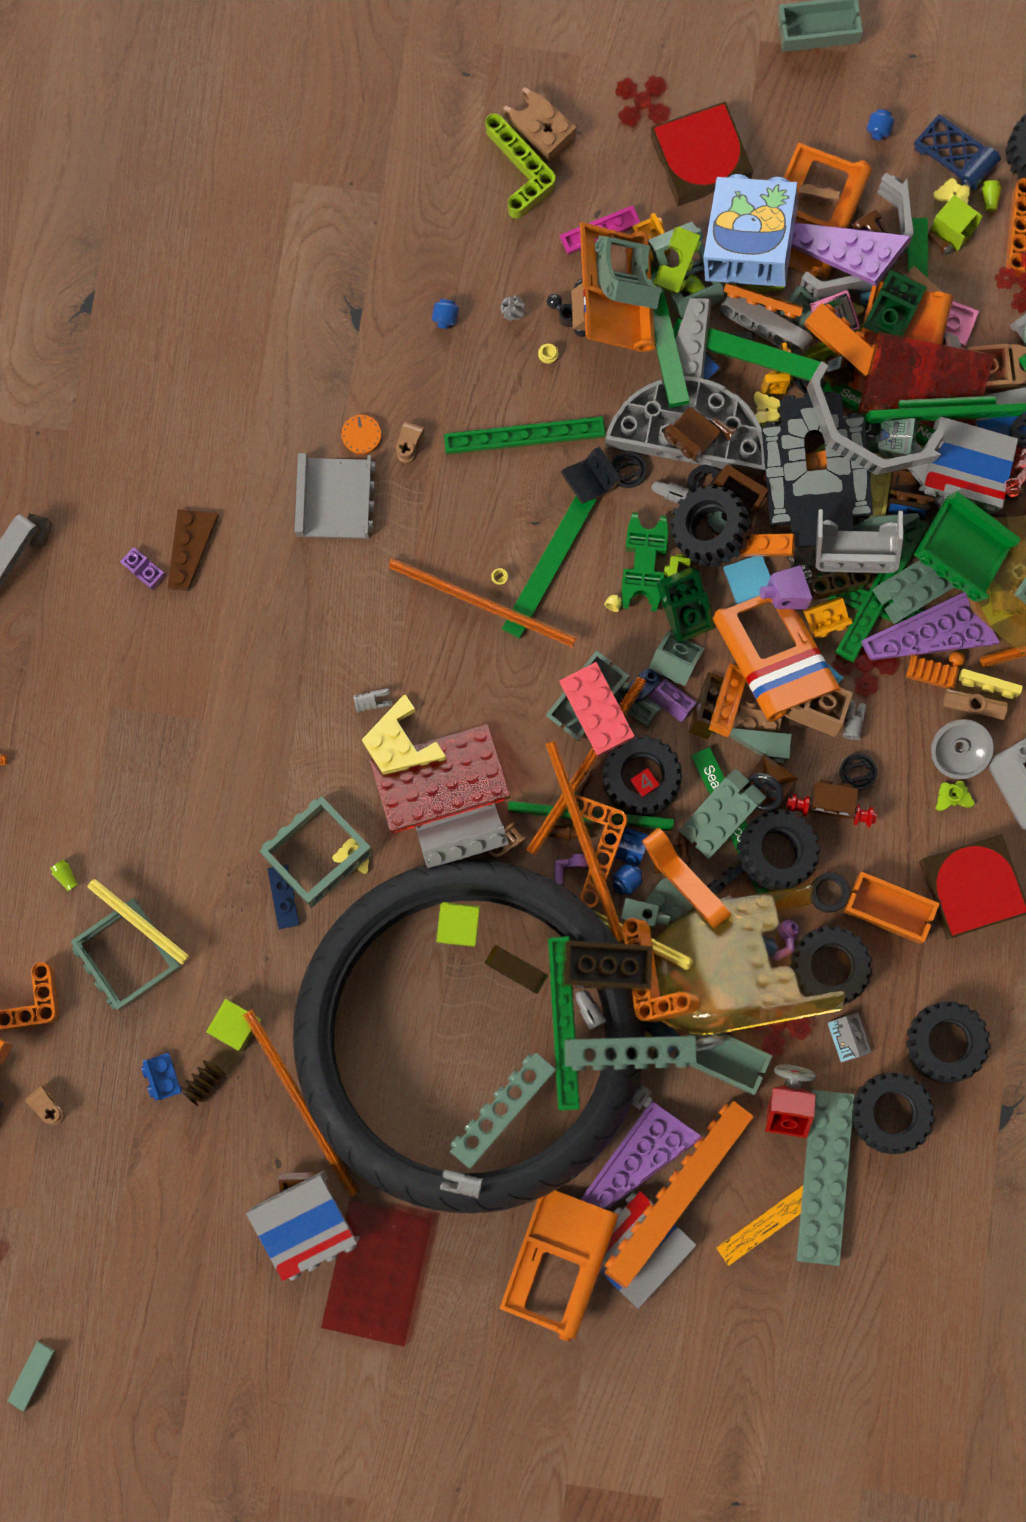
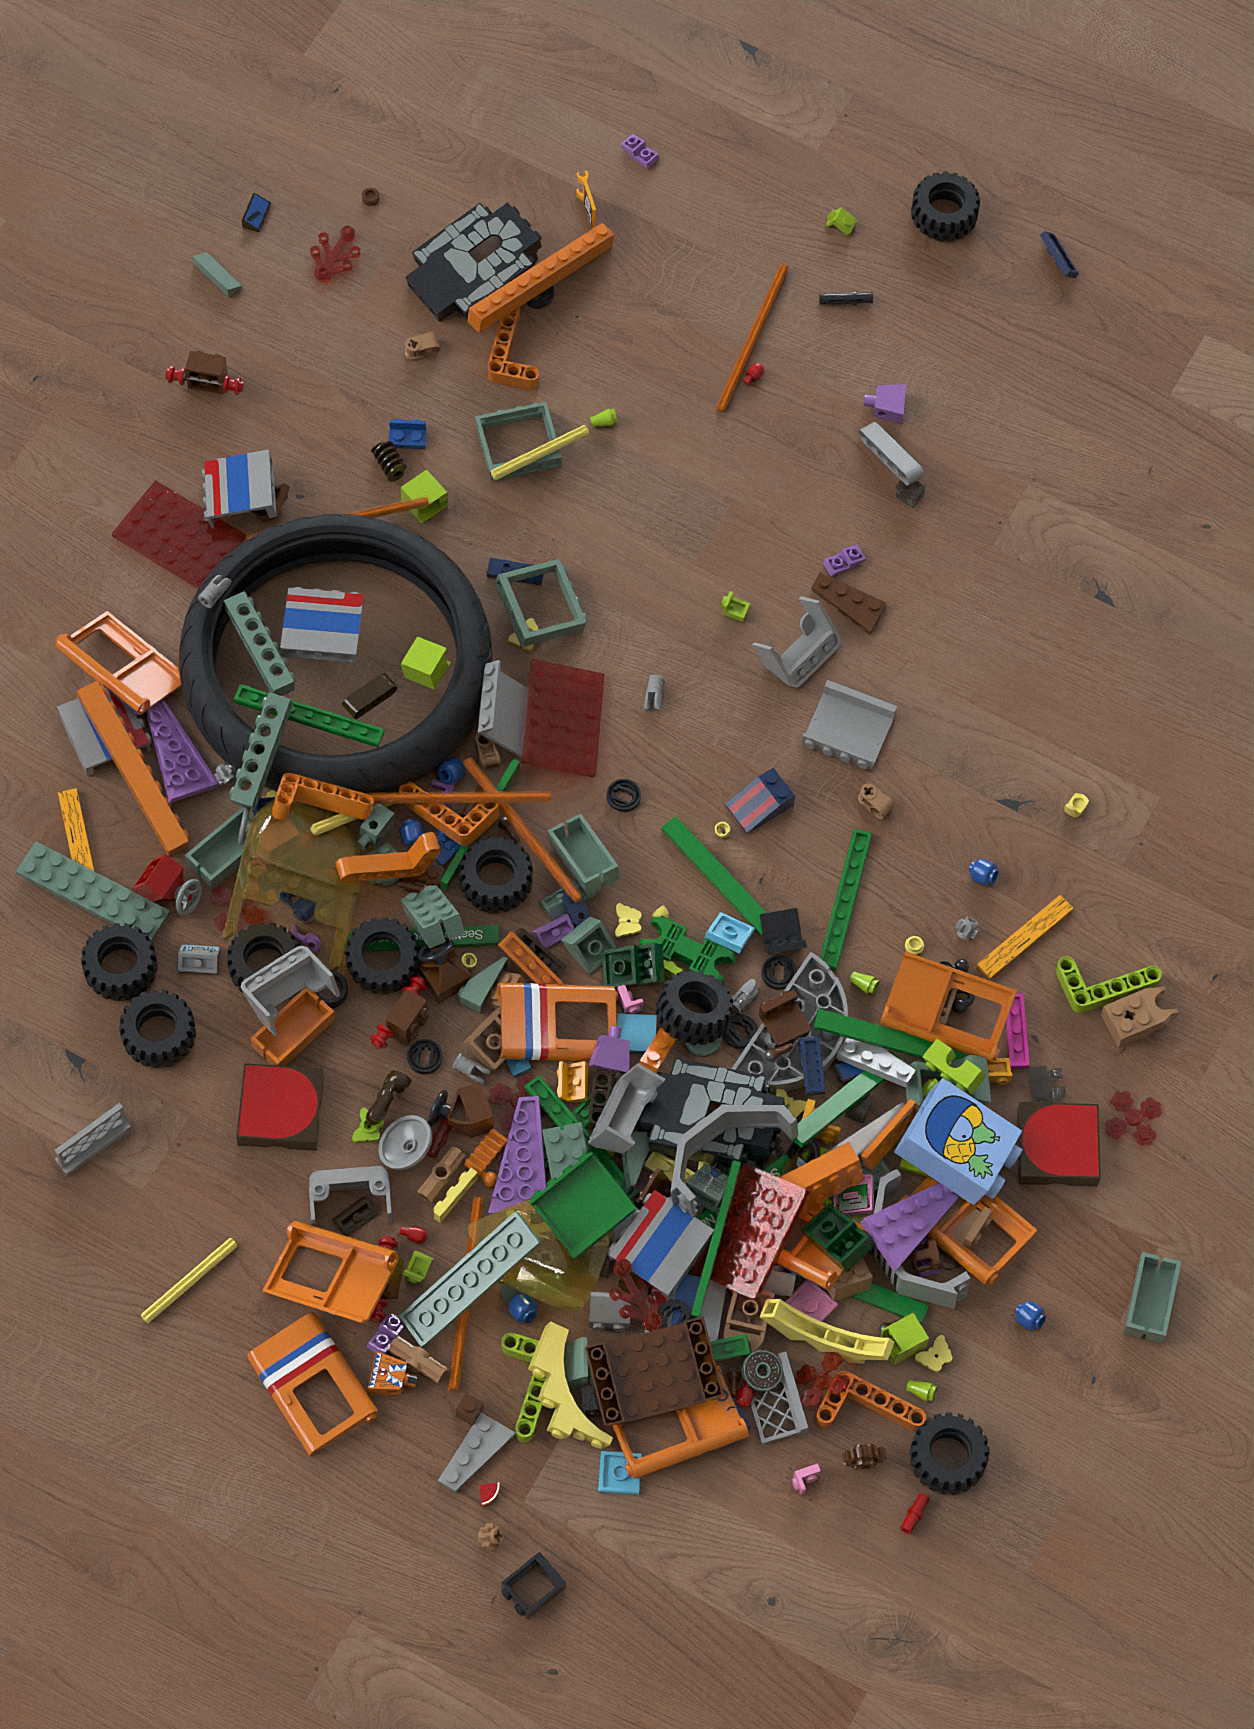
camera: 105 degrees right, 15 degrees down
(170, 1327) = (205, 373): none -> reddish brown brick
(242, 656) = (734, 607): none -> lime bracket
(264, 568) = (808, 651): none -> light grey windscreen
(335, 253) = (1076, 805): none -> light yellow hair
(361, 434) = (897, 768): orange tile -> none
(391, 746) = (608, 690): light yellow wing -> none
(451, 1053) = (322, 625): none -> panel
(452, 551) = (761, 801): none -> dark blue slope
(481, 602) = (703, 807): orange axle -> none
(497, 255) = (1024, 937): none -> light orange tile
(505, 677) = (620, 784): none -> black piece
(545, 865) = (451, 771): none -> blue head
(589, 1009) = (312, 738): light grey hinge -> none
(597, 709) = (564, 845): coral brick -> none
(607, 966) = (338, 755): dark brown brick -> none
(608, 383) = (866, 983): none -> lime cone
(609, 527) = (729, 932): none -> medium azure tile
(623, 287) = (928, 1006): sand green window -> none
(629, 635) = (626, 914): none -> light yellow animal
(645, 782) = (486, 863): red tile -> none
(646, 192) = (1040, 1087): none -> clear smoke plate
(720, 601) = (626, 1000): none -> bright pink bracket
(728, 391) = (812, 1066): none -> dark blue plate
(728, 876) = (374, 900): black wing -> none
(742, 486) = (724, 1047): reddish brown panel -> none
(743, 764) = (472, 960): none -> light yellow hinge
(857, 935) = (282, 980): none -> light grey windscreen
(906, 702) = (468, 1112): none -> reddish brown piece
(925, 787) = (394, 1082): none -> dark brown piece
(932, 722) = (439, 1138): none -> clear red pin
(947, 402) = (725, 1245): green axle -> none
(975, 169) = (954, 1385): dark blue piece -> none
(985, 294) = (822, 1336): none -> light yellow arch

